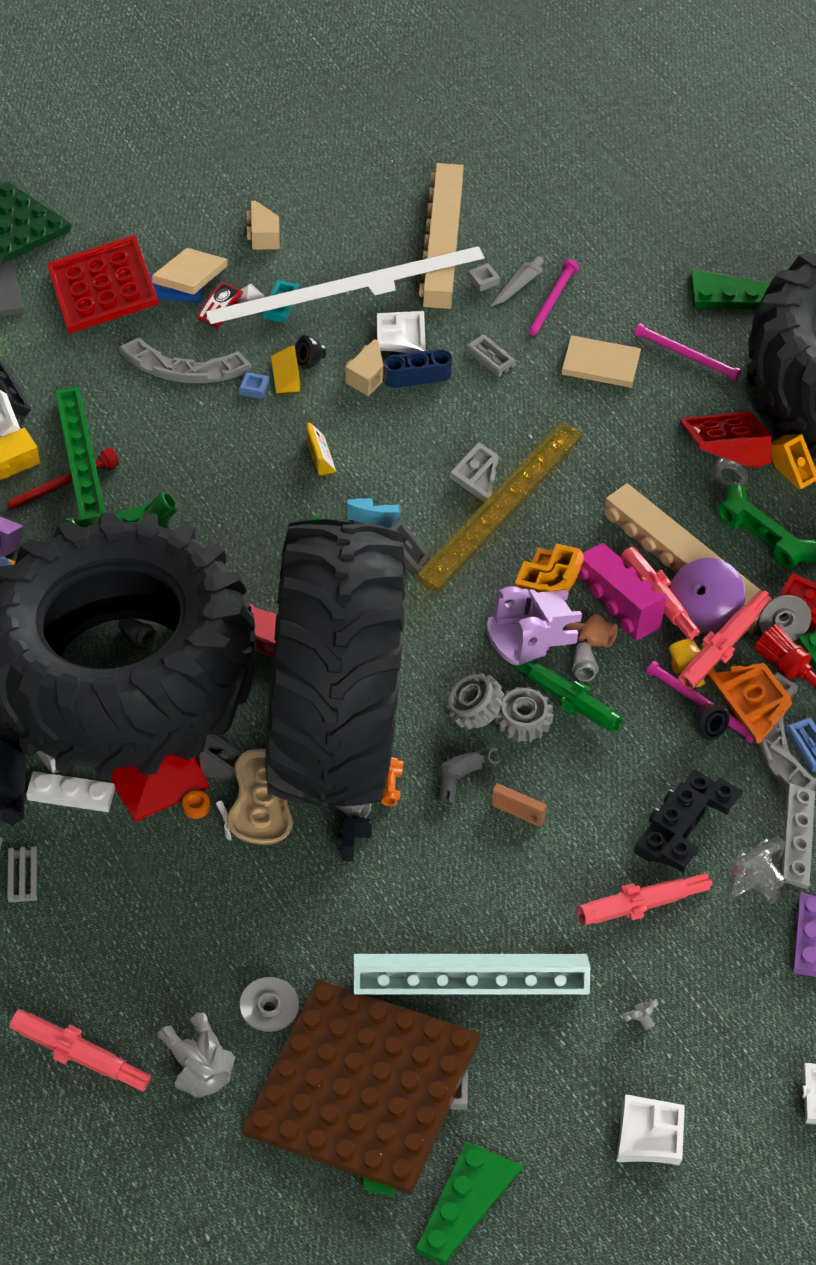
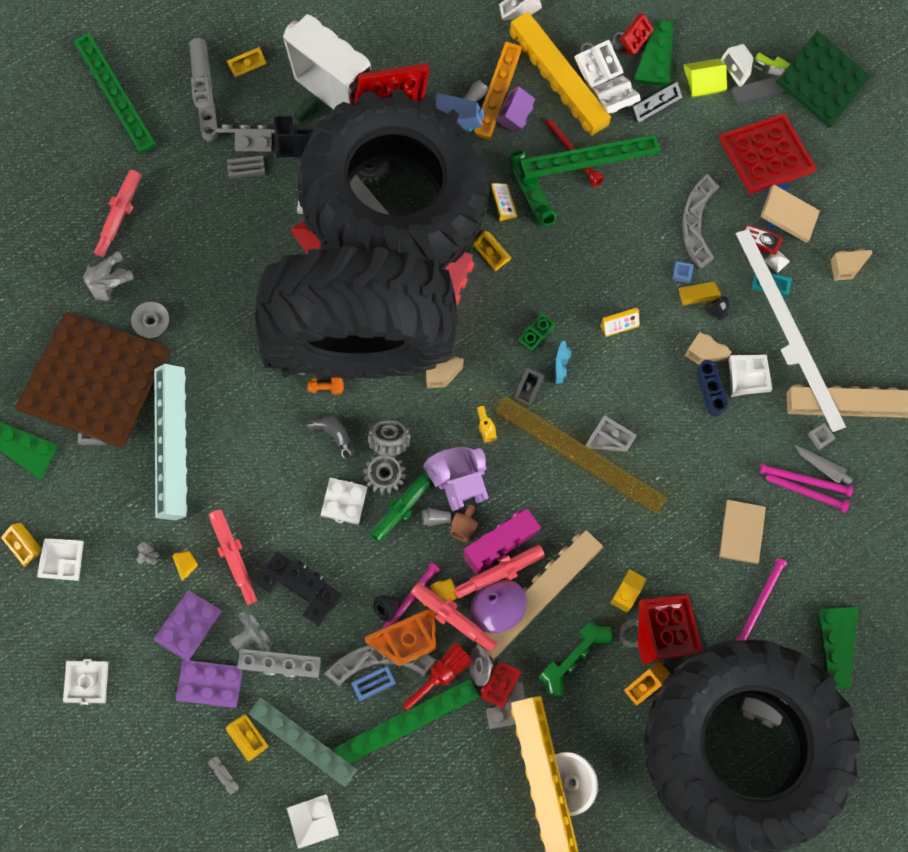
camera: 85 degrees right, 20 degrees up
(461, 597) = (486, 426): none -> yellow piece
(488, 357) = (726, 456): light grey tile -> none
(518, 805) = (307, 471): nougat tile -> none
(523, 332) = (806, 479): none -> dark pink bar
(551, 569) = (505, 487): light orange brick -> none
(560, 766) = (343, 501): none -> white plate
(626, 1193) = (21, 543): none -> yellow slope
(656, 957) = (185, 563): none -> yellow piece
(681, 470) = (628, 591): none -> yellow slope
(745, 959) = (187, 625): none -> medium lavender plate

